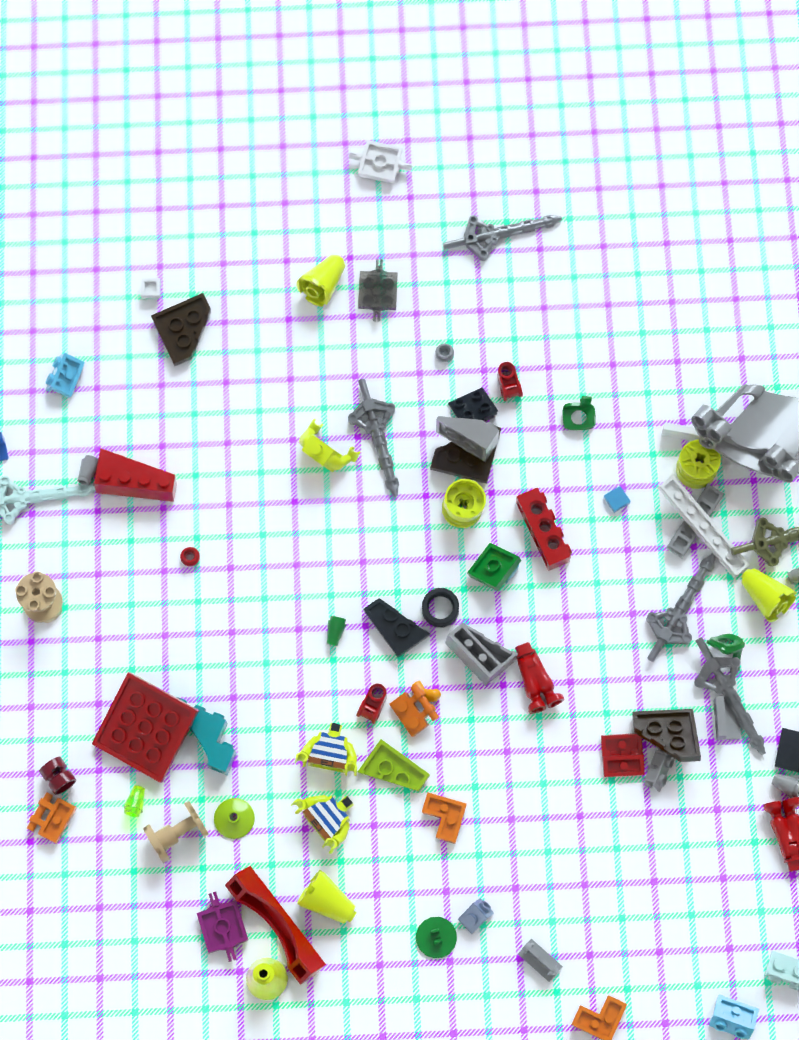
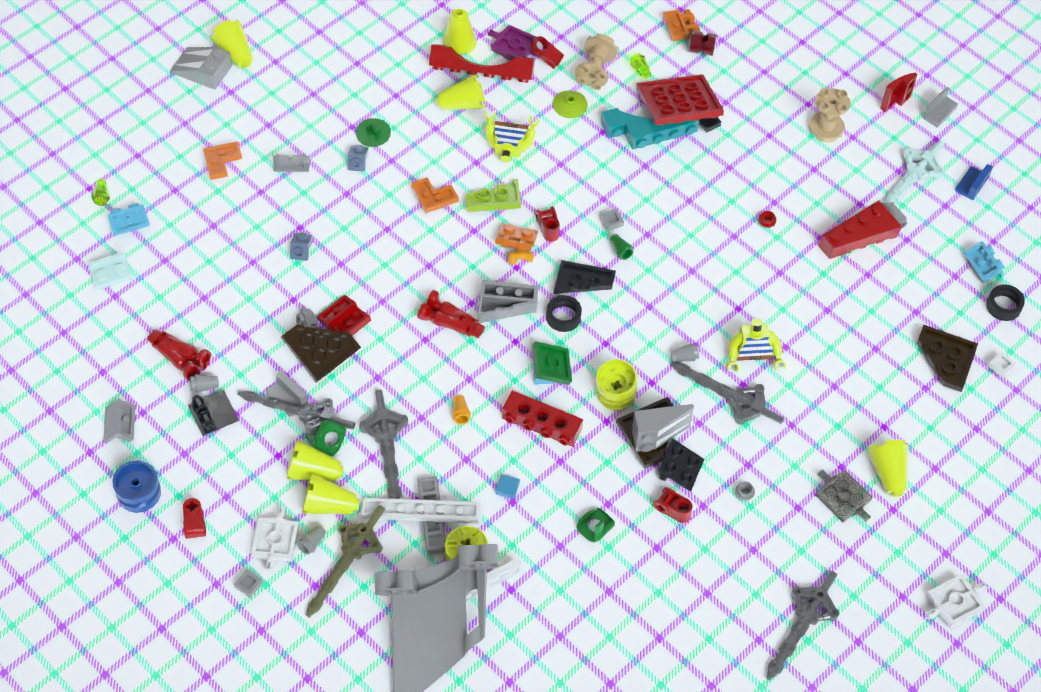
camera: 135 degrees right, 15 degrees down
(89, 317) = (1010, 292): none -> black tyre
(204, 883) = (549, 54): none -> red piece
(317, 662) = (611, 219): none -> light grey plate
(329, 752) = (546, 174): torso -> none
(378, 493) = (685, 353): none -> light grey cone
(599, 589) = (461, 412): none -> light orange cone
(602, 858) = (300, 246): none -> sand blue bracket
(758, 632) = (309, 460): none -> neon yellow cone

